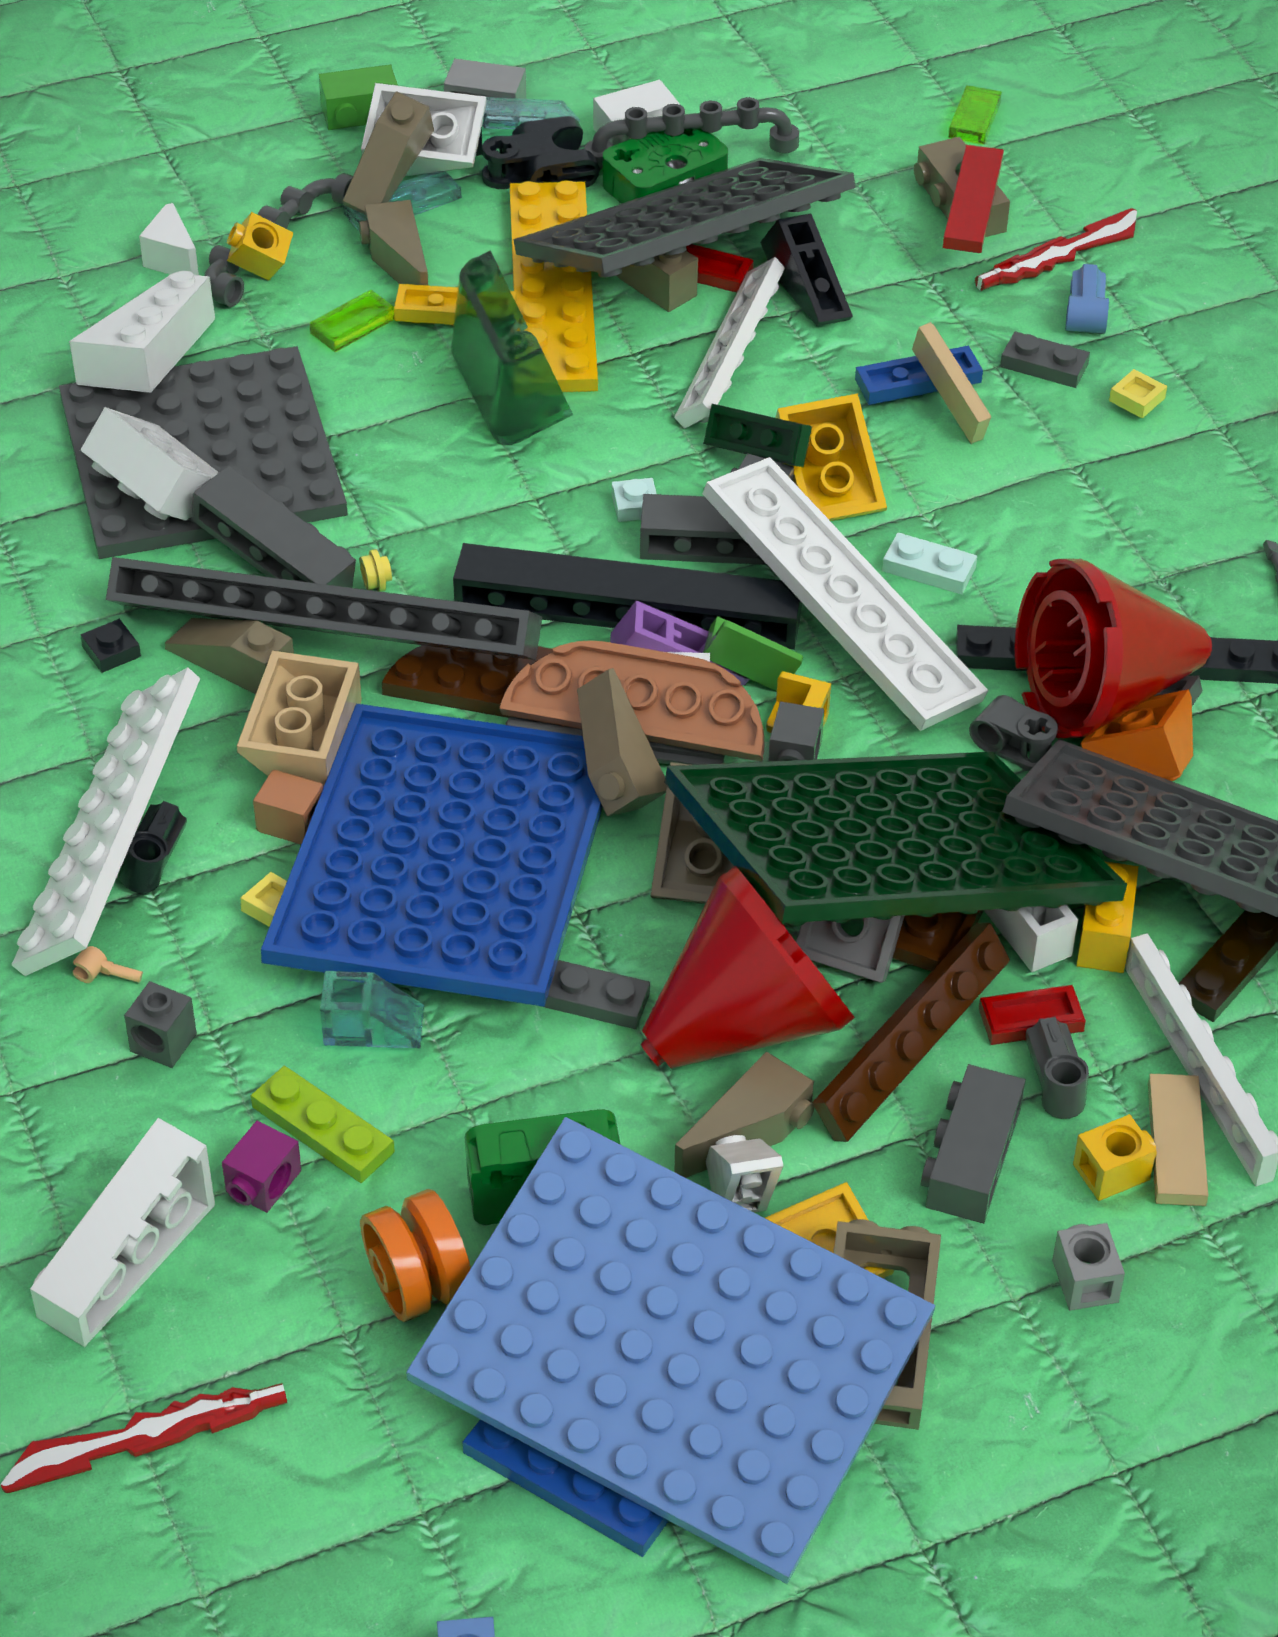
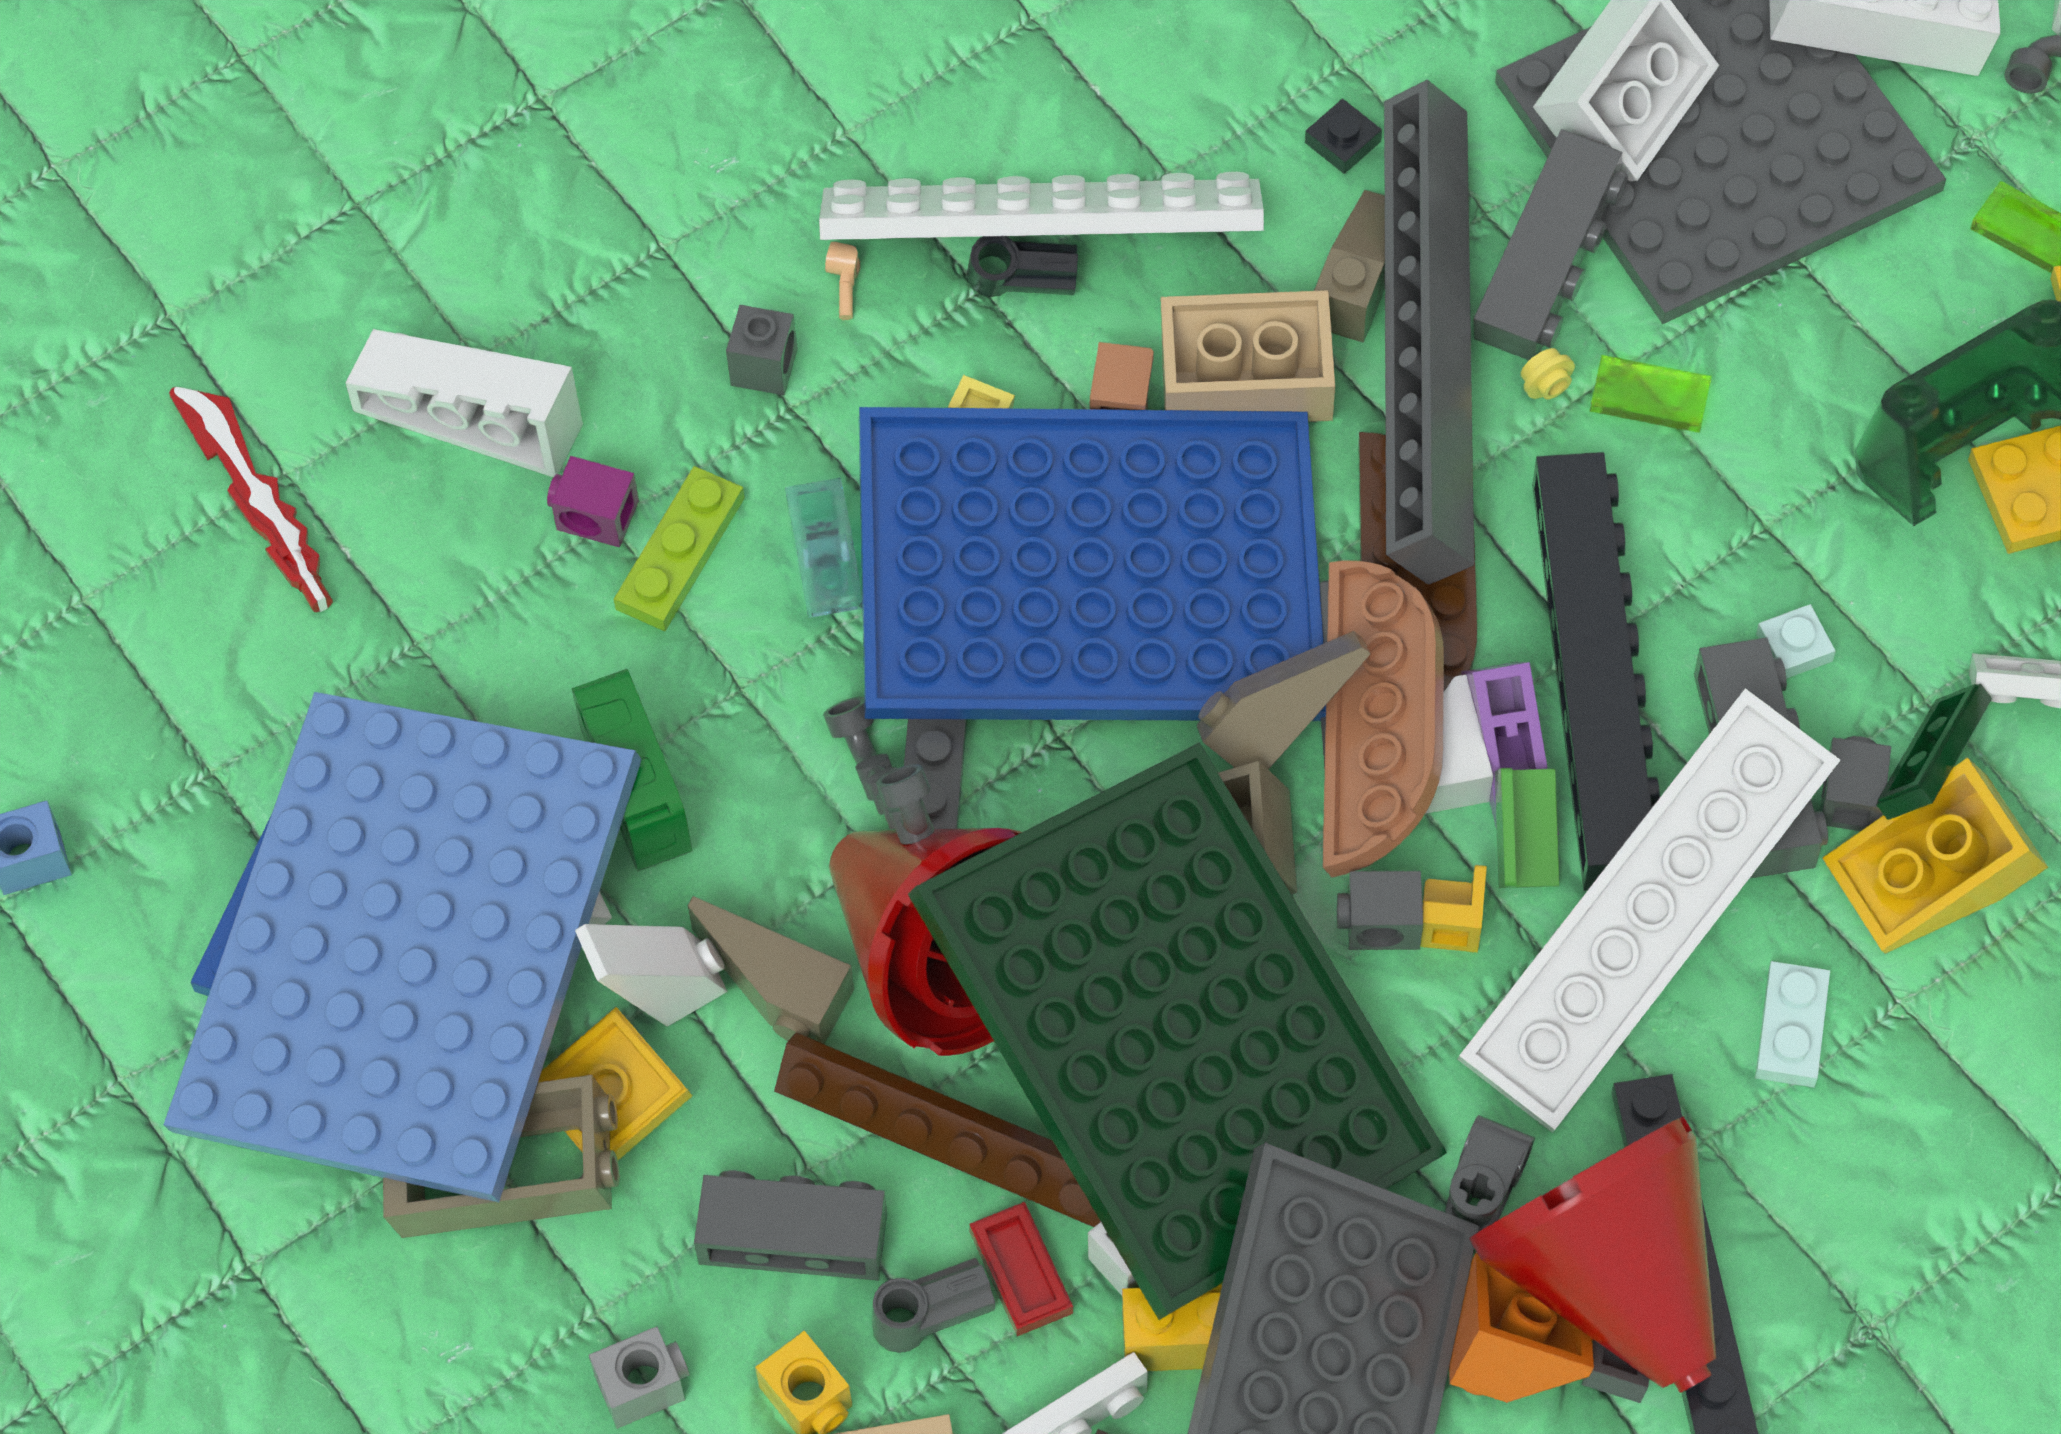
camera: 80 degrees right, 15 degrees up
(407, 528) = (1650, 393): none -> clear neon green tile
(415, 1253) = (484, 665): orange wheel -> none
(692, 900) = (894, 790): none -> dark grey bar

